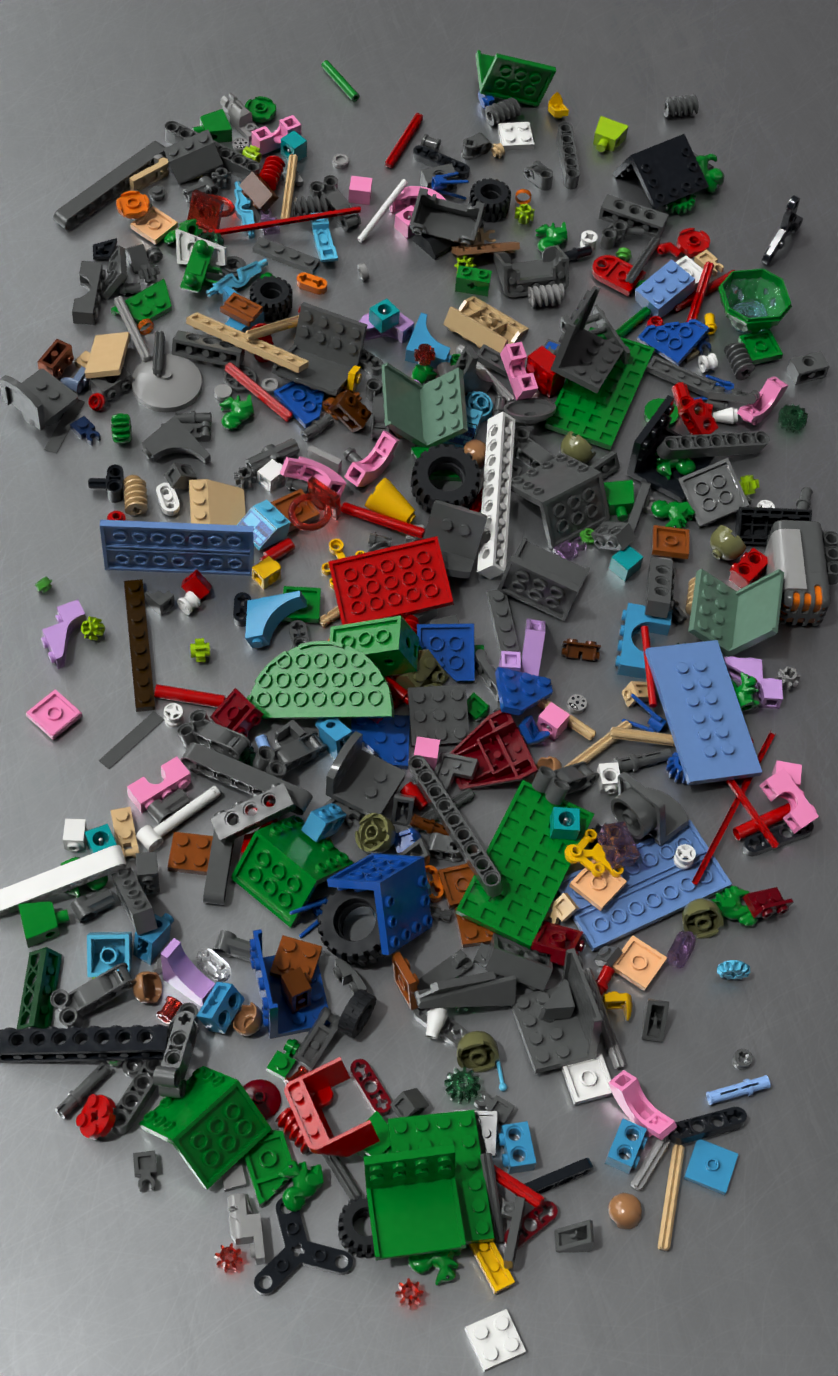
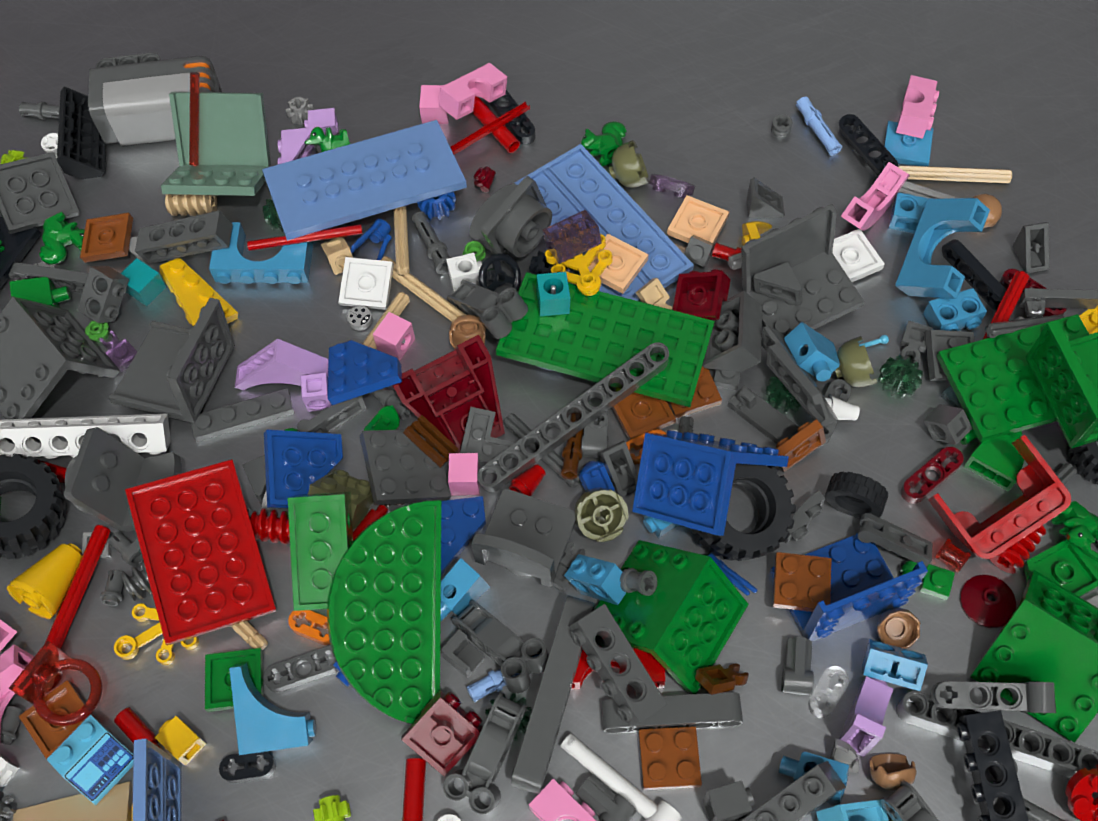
camera: 90 degrees left, 5 degrees up
(169, 1009) = (912, 734): clear red bush -> none
(236, 888) = (718, 680): none -> reddish brown plate
(296, 989) = (855, 565): reddish brown brick -> none
(311, 841) = (642, 582): none -> dark grey bush
(402, 809) = (551, 486): dark grey slope -> none
(467, 722) = (433, 437): none -> reddish brown tile
(487, 1011) = (818, 358): none -> dark azure torso
(531, 732) = (416, 354): blue plate -> none
(588, 649) = (279, 311): reddish brown hinge -> none
(599, 1144) = (937, 221): none -> dark azure arch
(604, 598) = (192, 291): none -> yellow wing
(605, 708) = (366, 283): none -> white plate
(606, 799) = (489, 276): none -> black piece
(684, 851) = (557, 180): white wheel -> none
(704, 807) = (484, 178): none -> dark red plate
(723, 827) = (503, 154): red piece -> none
(725, 545) = (111, 175): olive cylinder -> none
(731, 1172) = (918, 107): none -> bright pink arch
(733, 969) = (687, 133): medium azure gear -> none
(749, 569) = (145, 155): red brick -> none
(762, 590) = (194, 120): none -> clear red bar
(766, 903) = (598, 111): dark red bracket -> none

